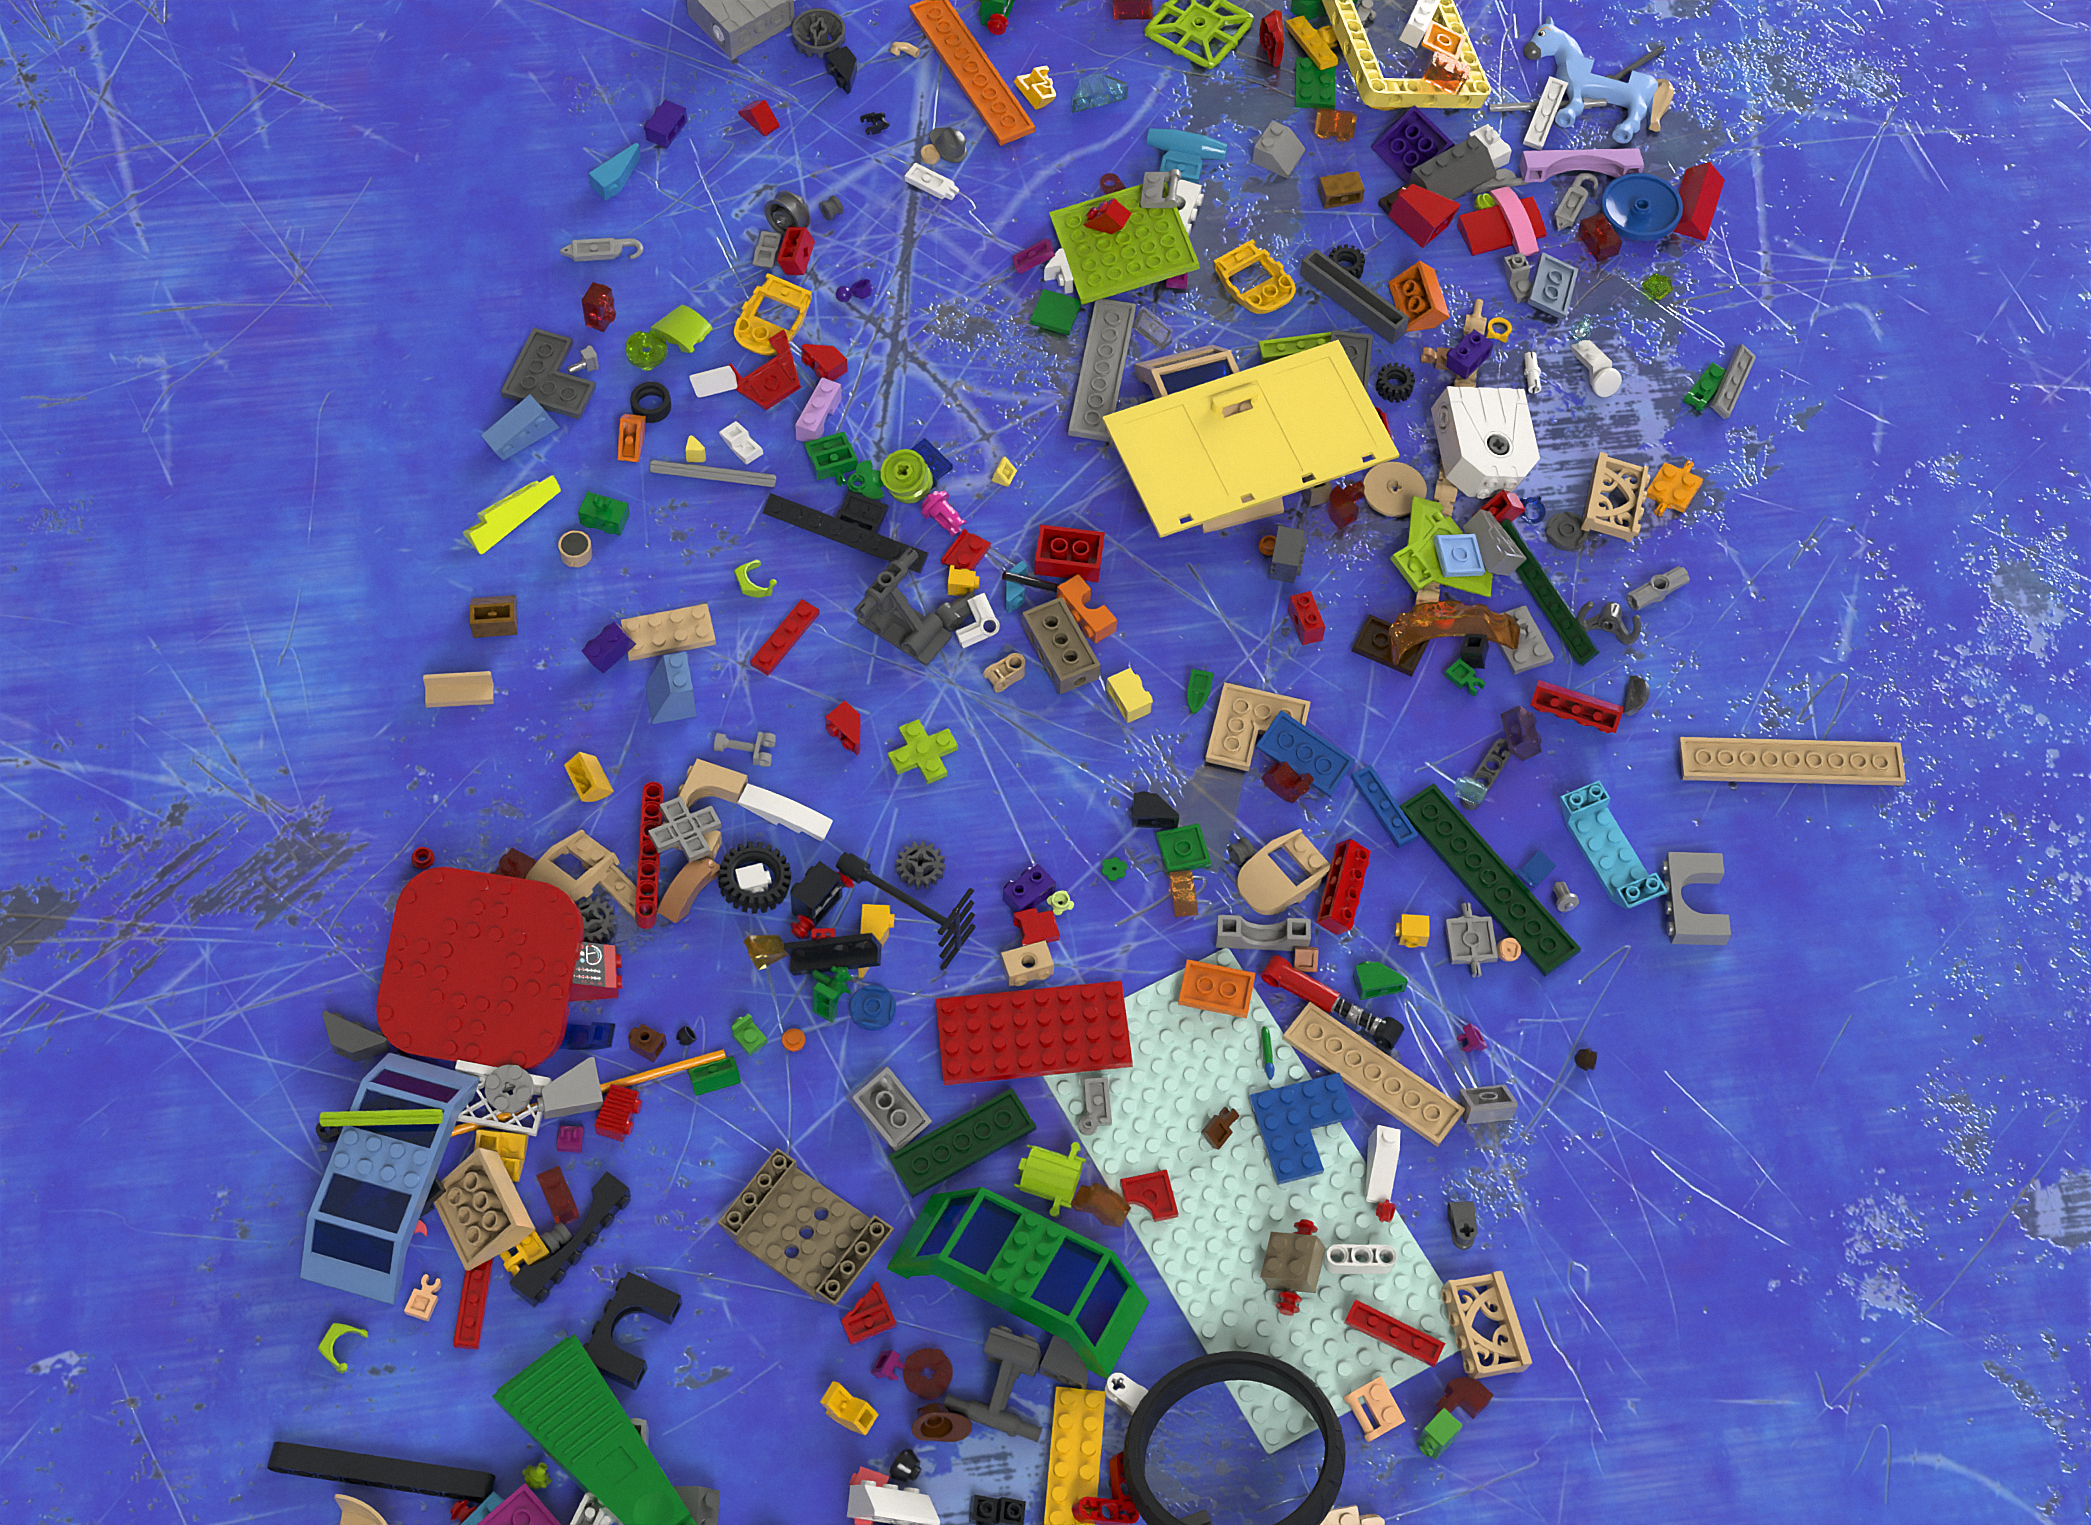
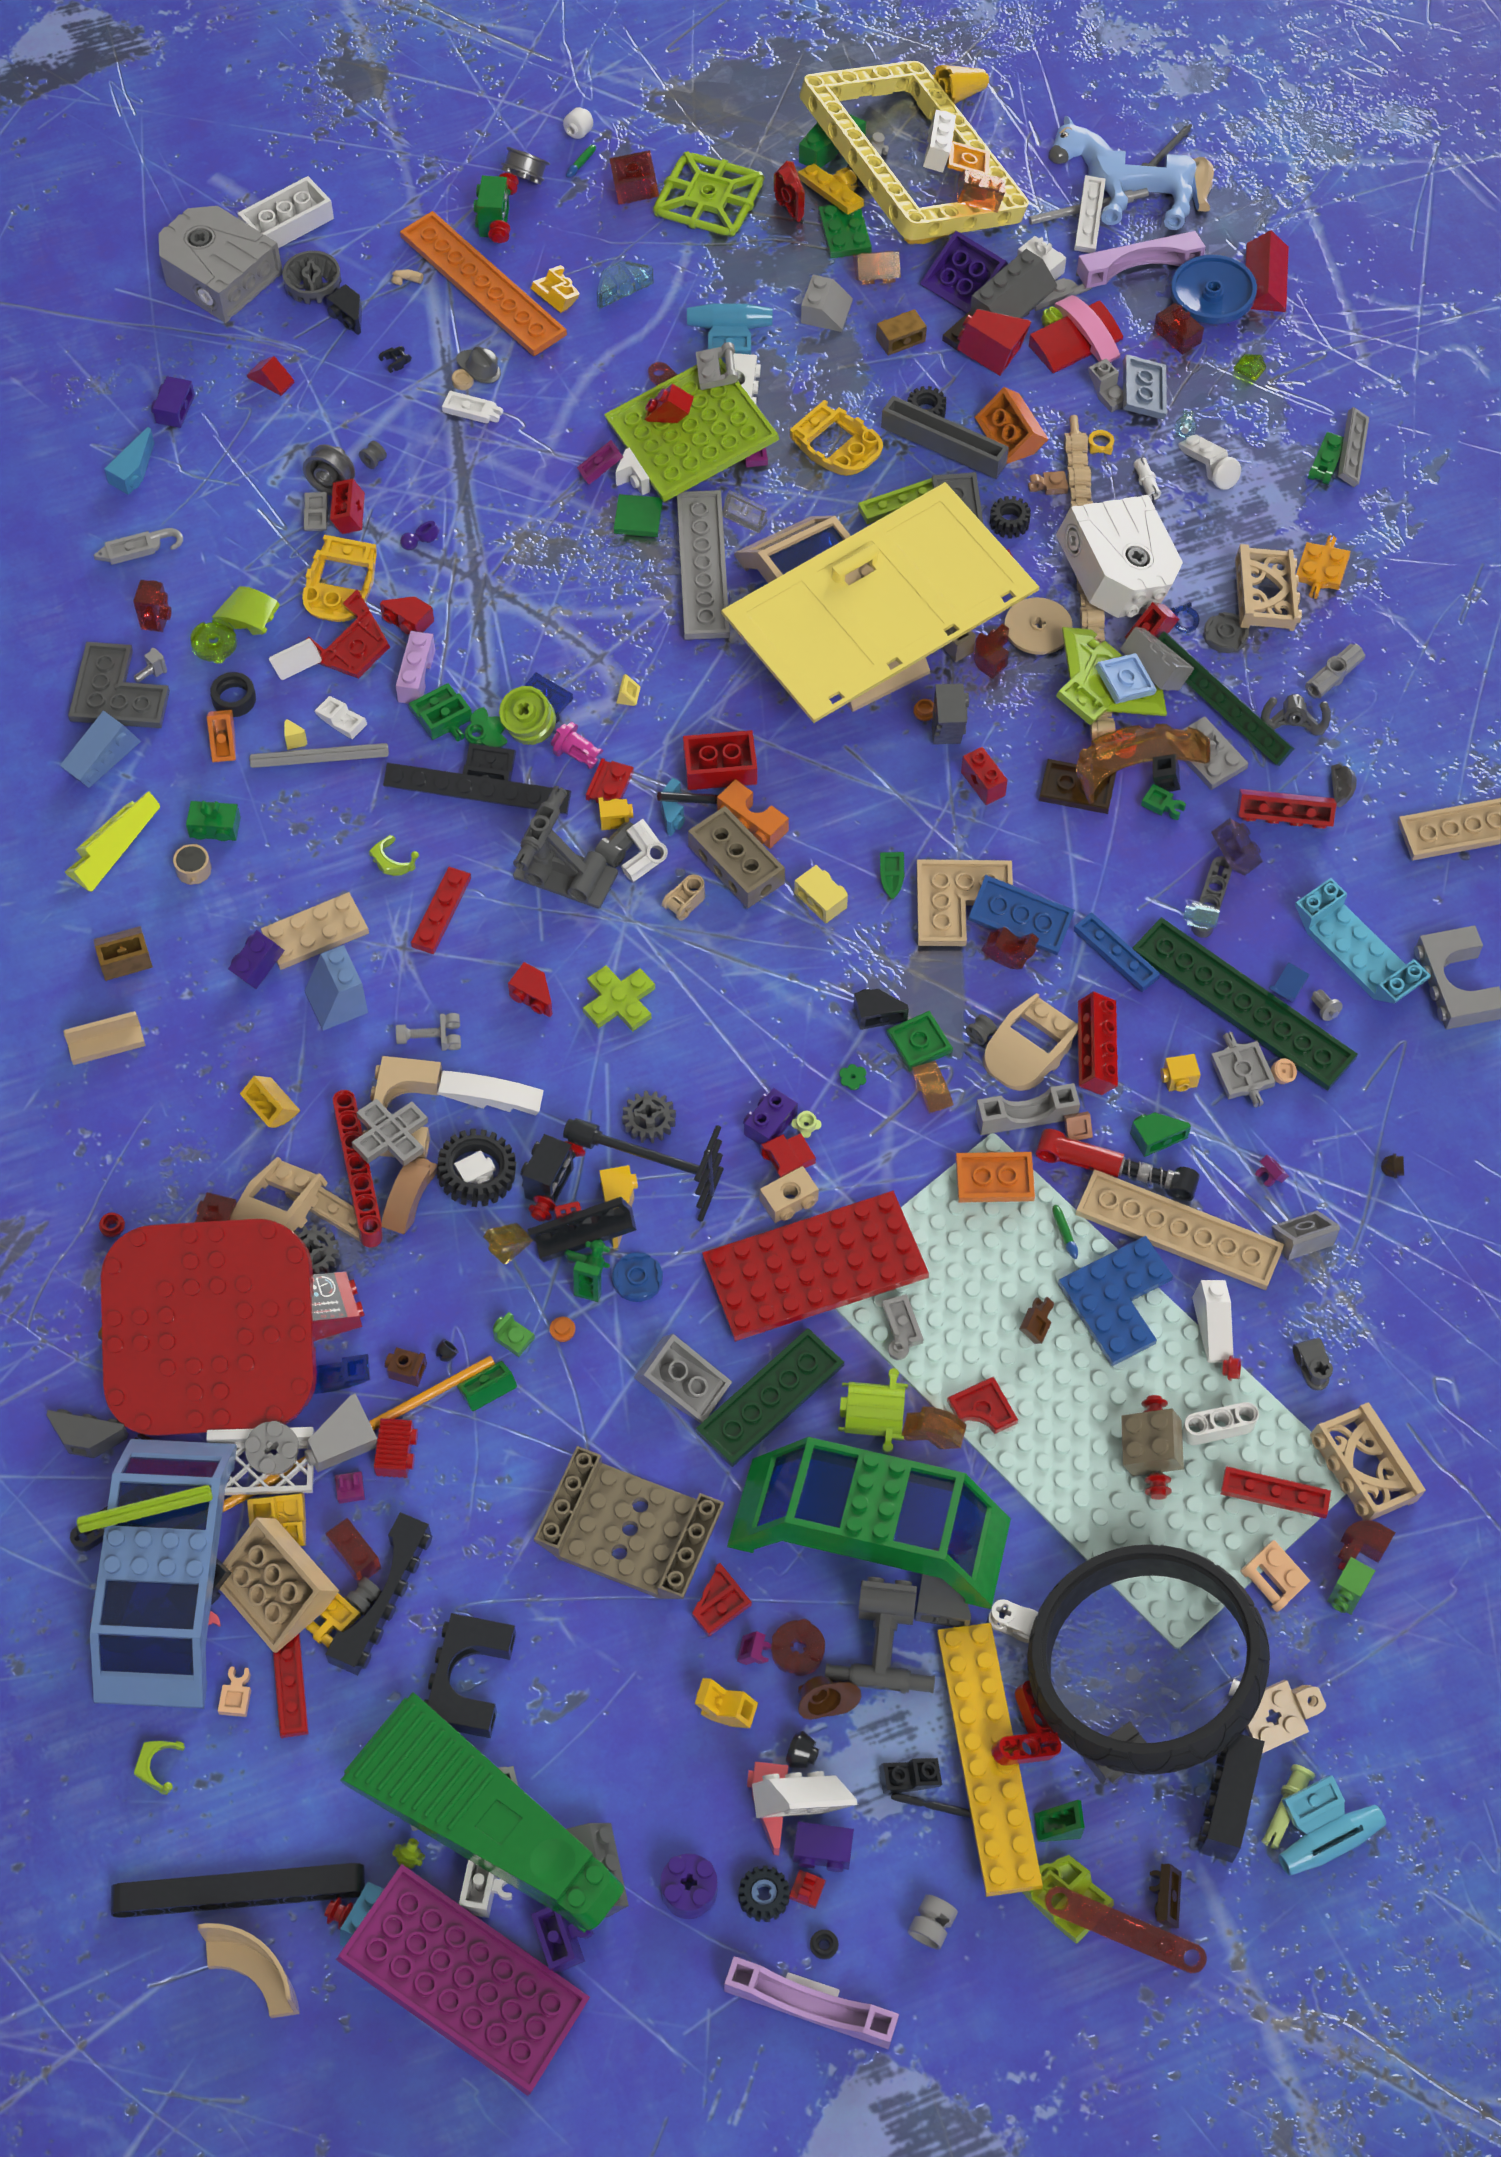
camera: 10 degrees left, 0 degrees up
(1469, 354) = (1079, 472): dark purple brick -> none
(1573, 202) = (1142, 298): light grey plate -> none

